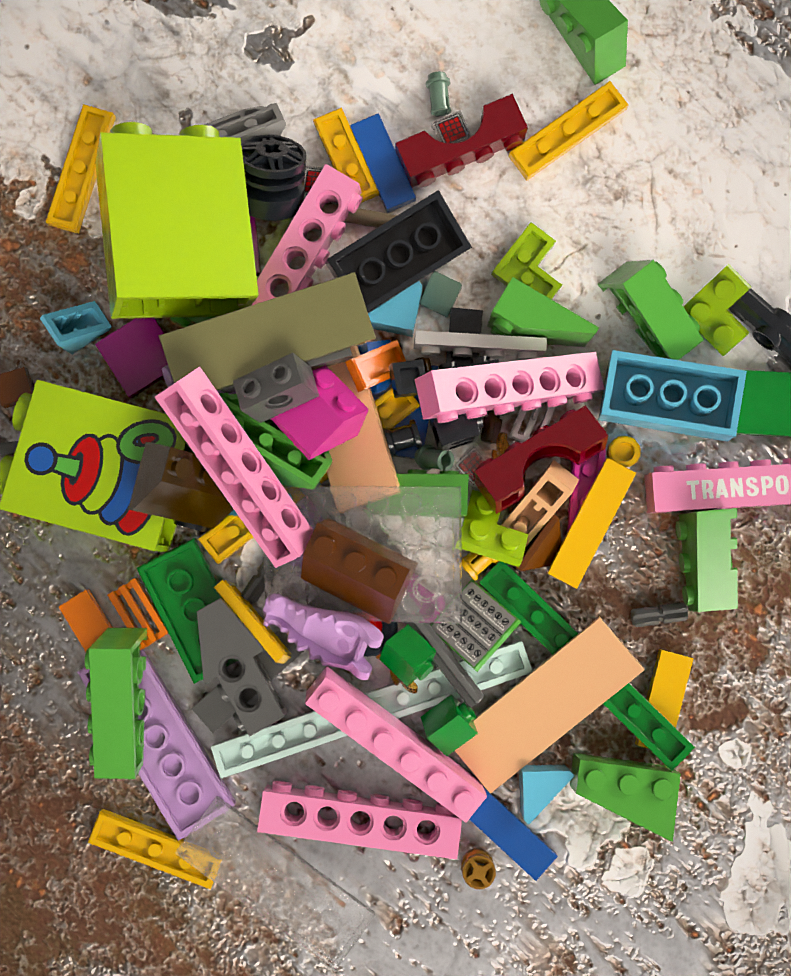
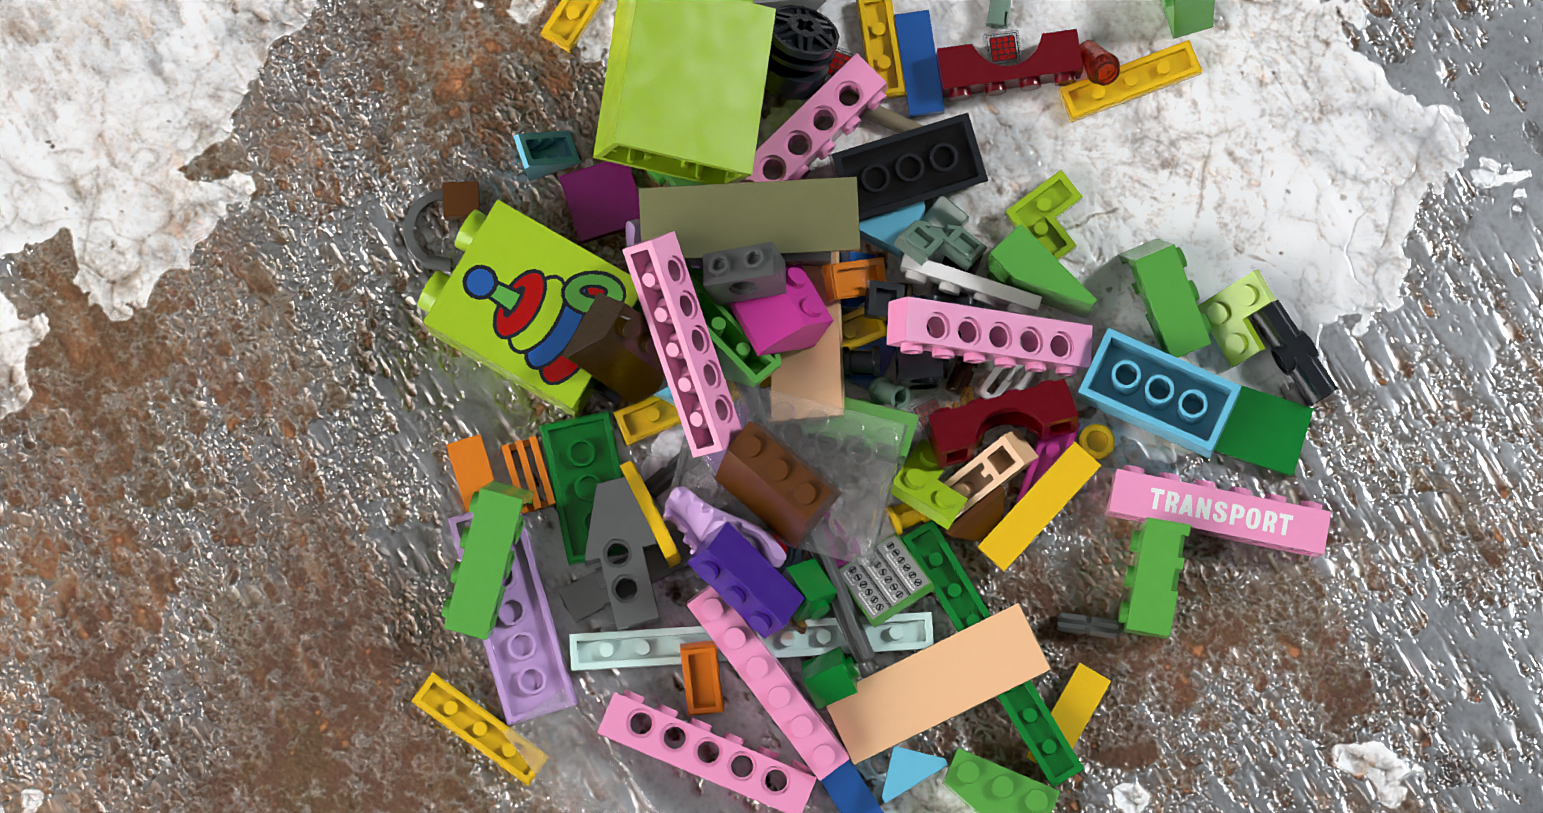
camera: 15 degrees right, 5 degrees down
(337, 755) = (701, 677): none -> orange tile
(352, 667) = (745, 580): none -> dark purple brick
(428, 315) = (923, 241): none -> sand green tile
(541, 120) = (1100, 65): none -> clear red cone

